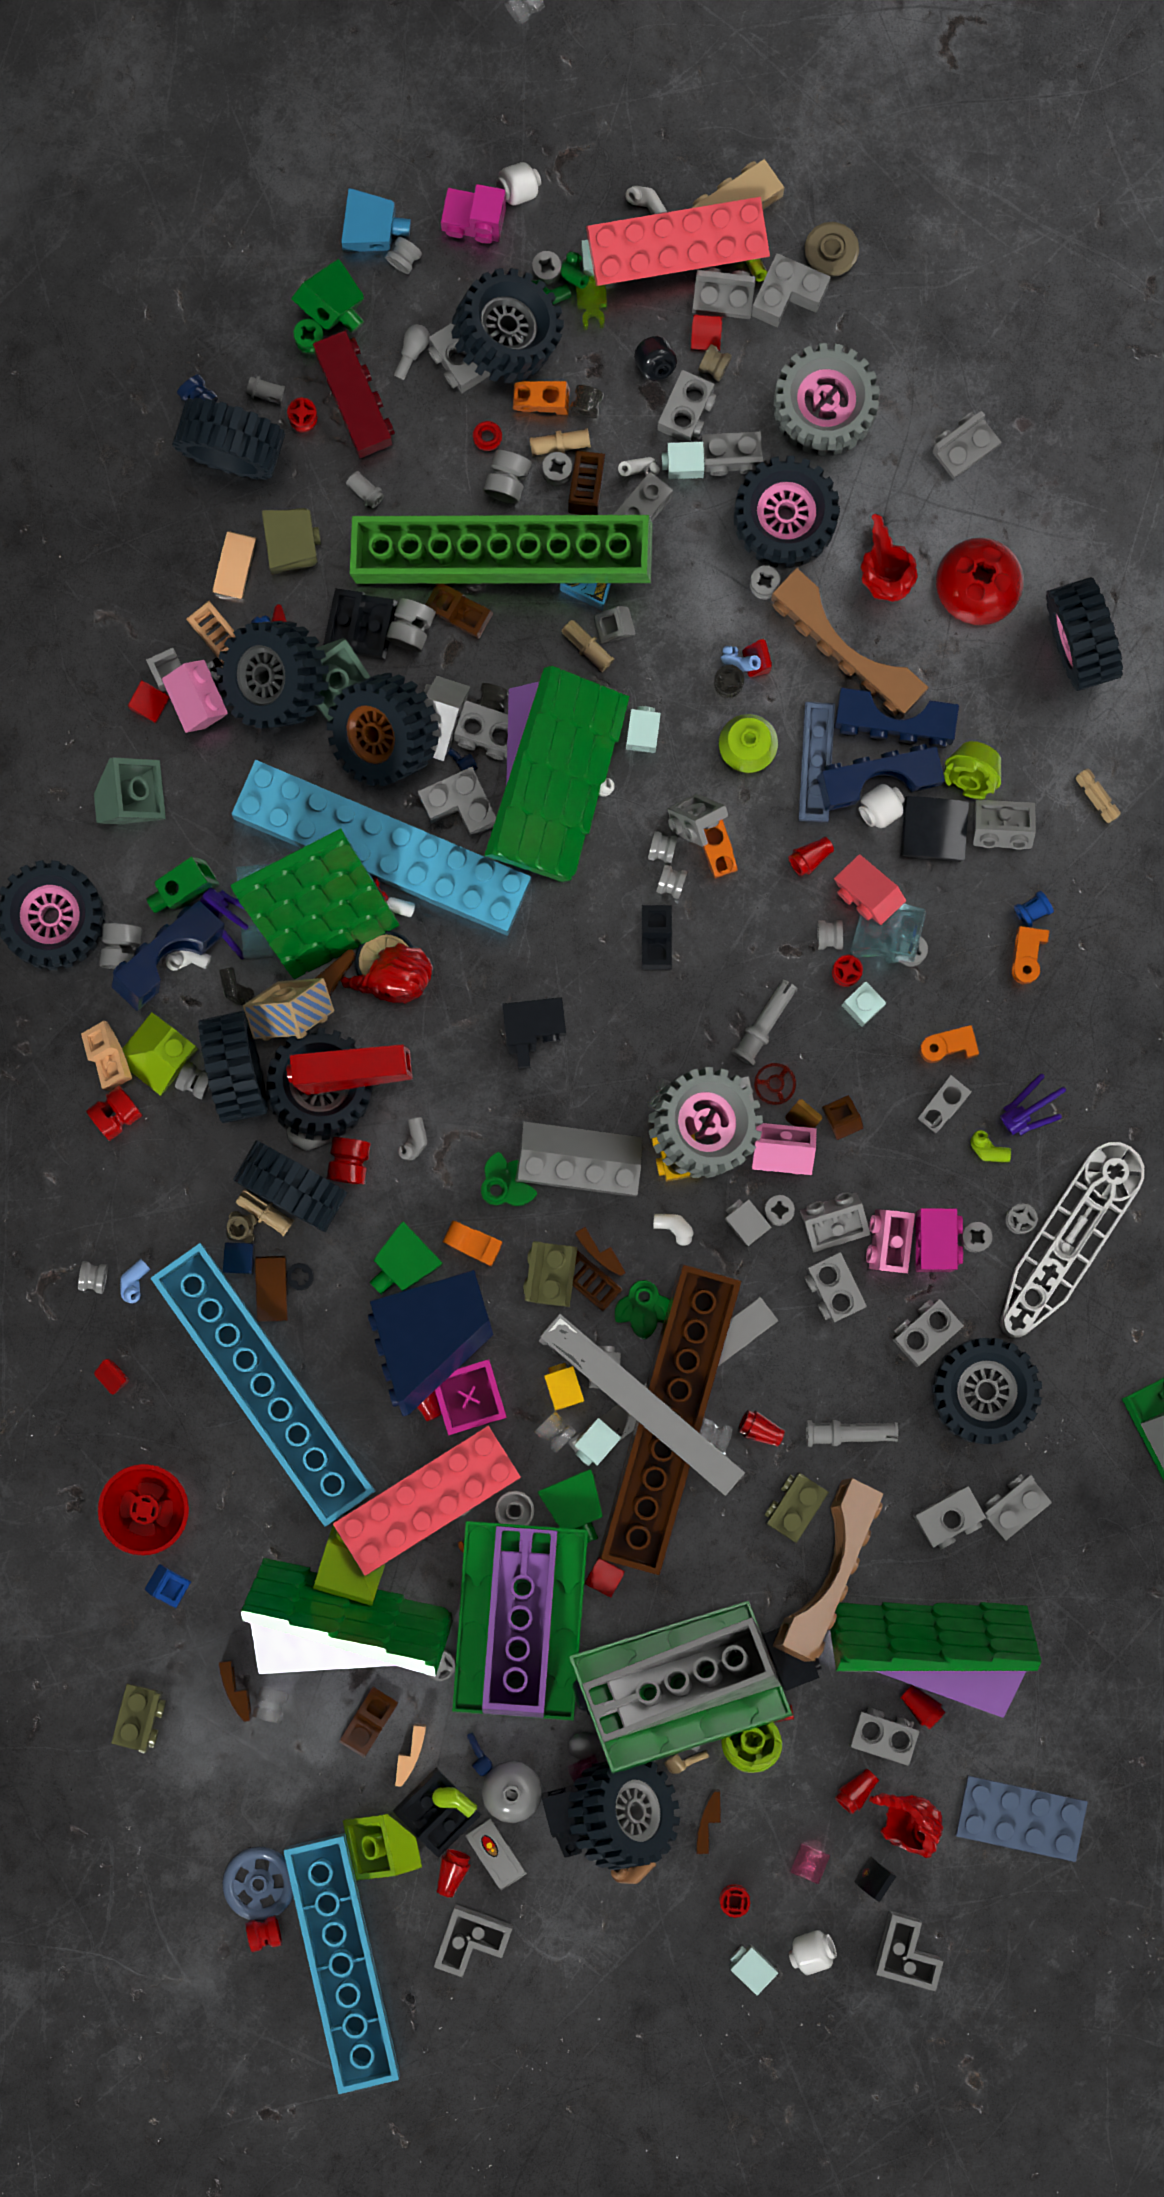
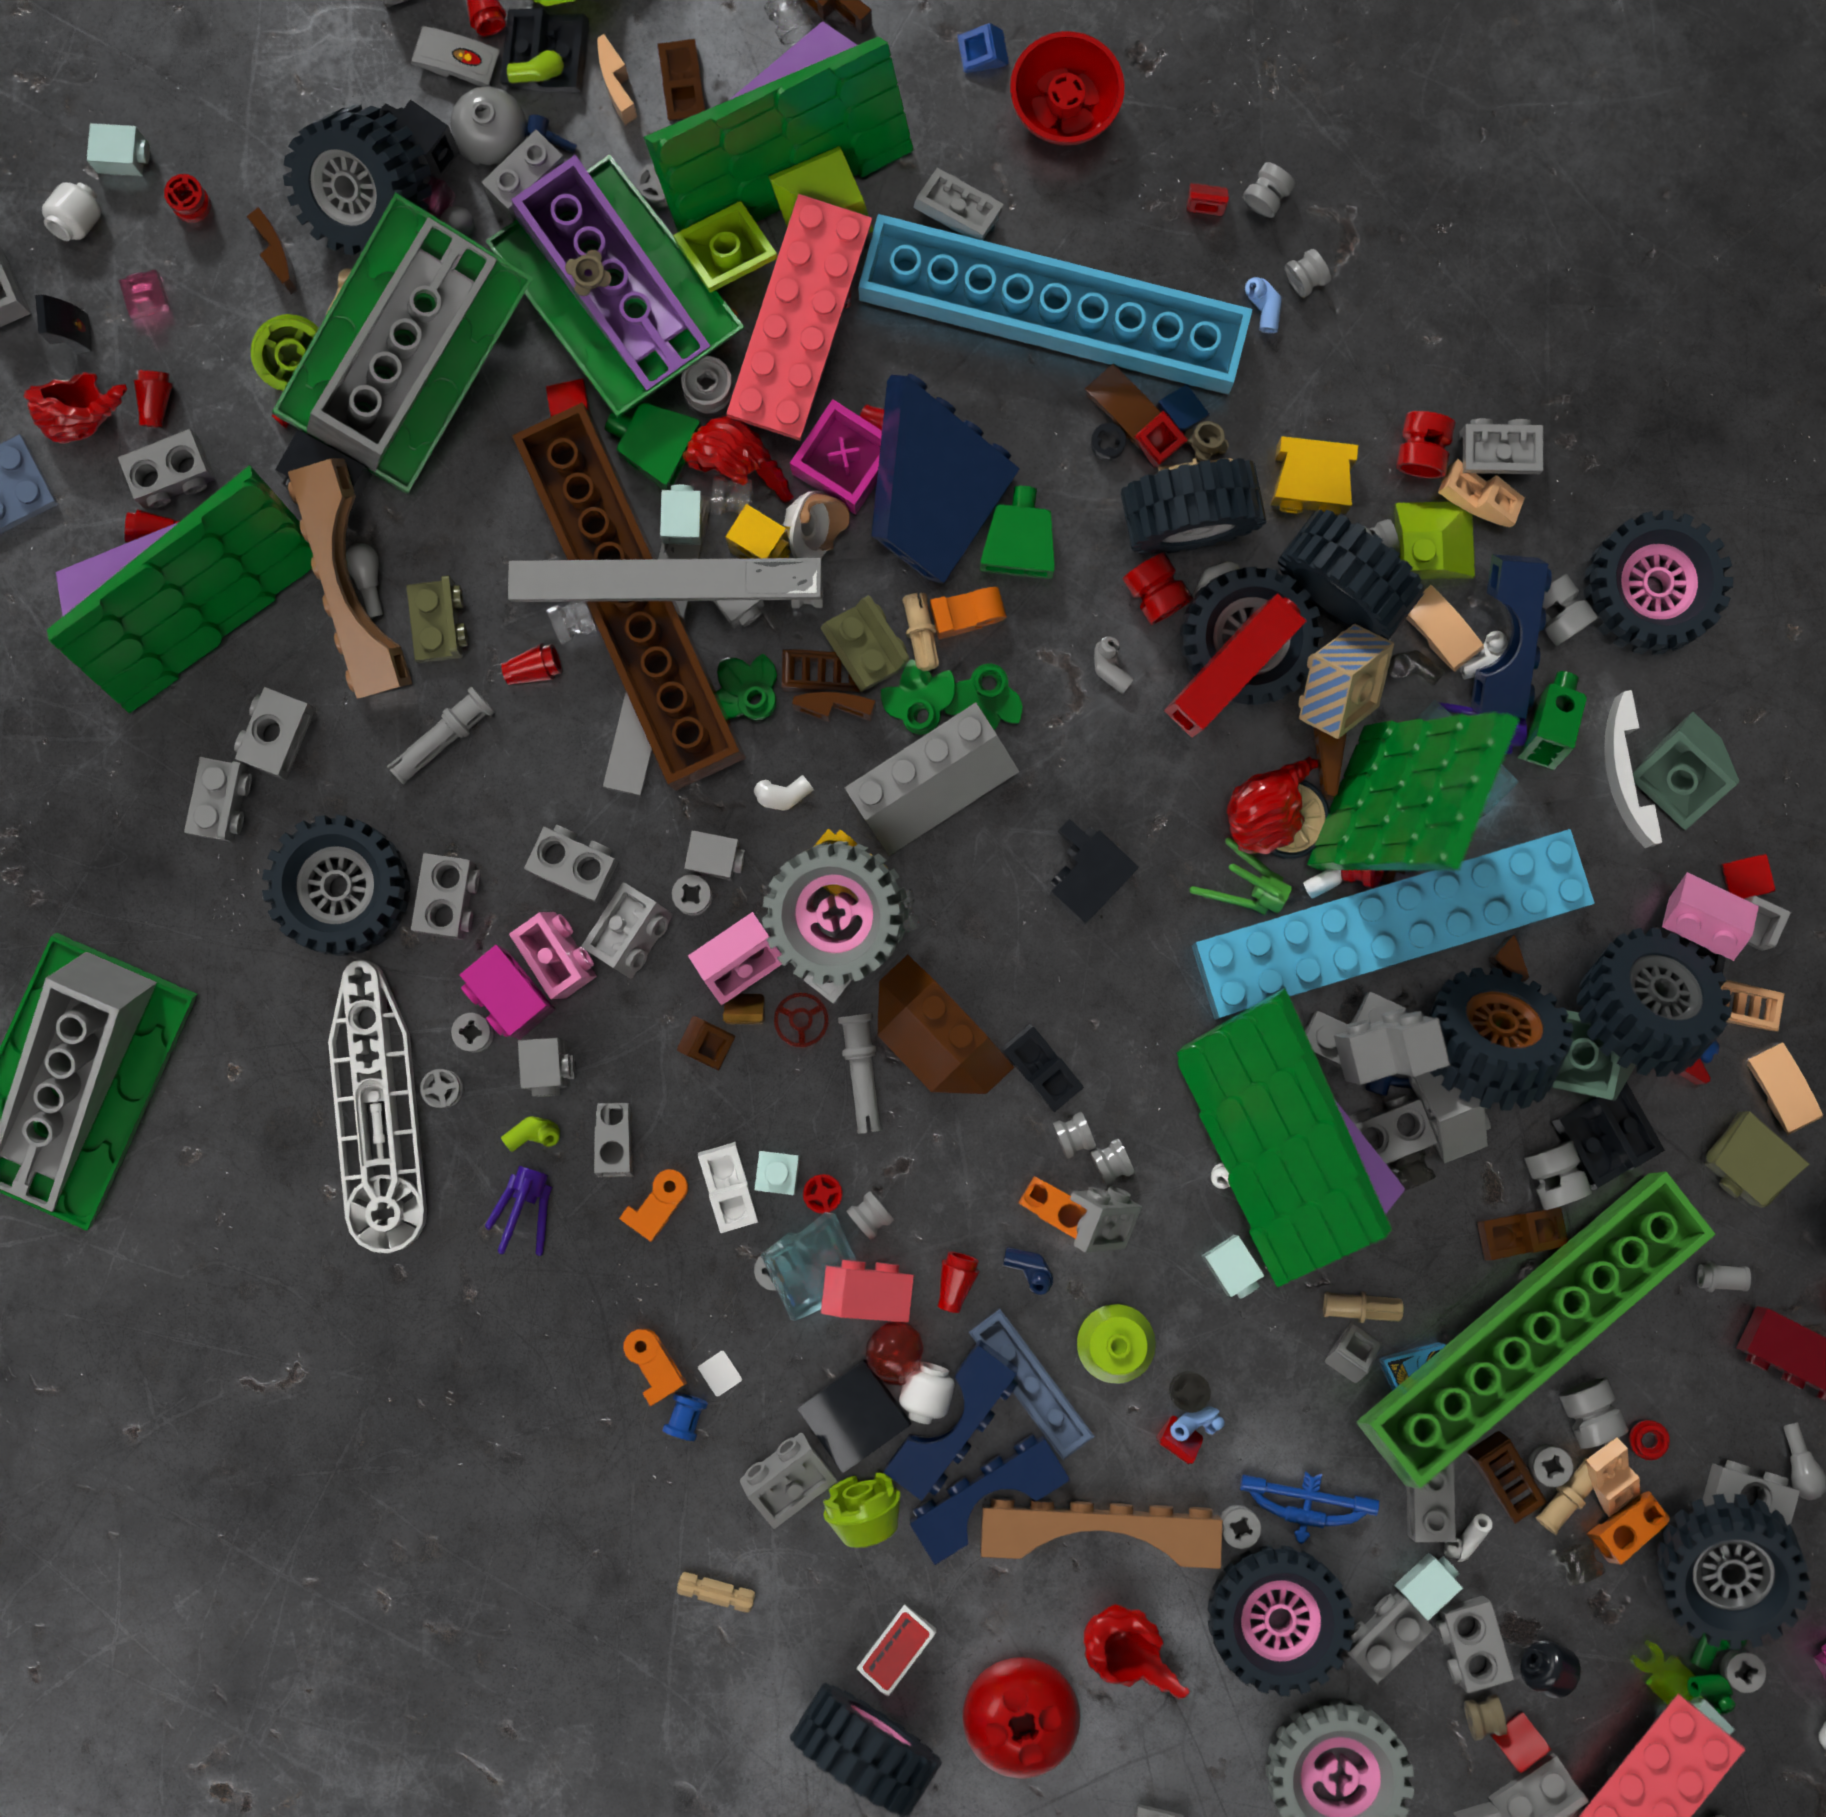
camera: 145 degrees right, 0 degrees up
(71, 1072) = (1502, 447): none -> light grey bracket
(71, 1348) = (1269, 189): none -> light grey wheel
(142, 852) = (1639, 820): none -> white slope
(197, 1150) = (1314, 475): none -> yellow hips
(198, 994) = (1444, 629): none -> light nougat slope
(269, 1249) = (1160, 439): none -> red slope
(269, 1494) = (958, 205): none -> light grey bracket
(330, 771) = (1509, 958): none -> reddish brown slope
(434, 1583) = (725, 246): none -> lime slope
(436, 927) = (1268, 889): none -> bright green plant
(448, 774) = (1397, 1044): none -> light grey brick
(510, 1254) = (921, 631): none -> tan axle
(516, 1738) = (521, 169): none -> light grey brick
(523, 1372) = (814, 523): none -> white piece
(527, 432) = (1612, 1477): none -> light nougat slope
(530, 1620) = (592, 262): none -> dark tan plate
(534, 1453) = (734, 452): none -> red hair
(542, 1220) = (919, 692): none -> green plate
(703, 1008) = (935, 1034): none -> reddish brown wedge
(707, 568) = (1307, 1517): none -> blue piece
(759, 826) = (1034, 1268): none -> dark blue arm
(815, 1573) = (363, 567): none -> light grey piece
(881, 843) = (894, 1352): none -> clear red hair
(899, 1021) = (727, 1187): none -> white slope
(949, 1177) = (545, 1066): none -> light grey brick
(993, 918) = (720, 1373): none -> white sticker
(1020, 677) = (896, 1650): none -> red slope

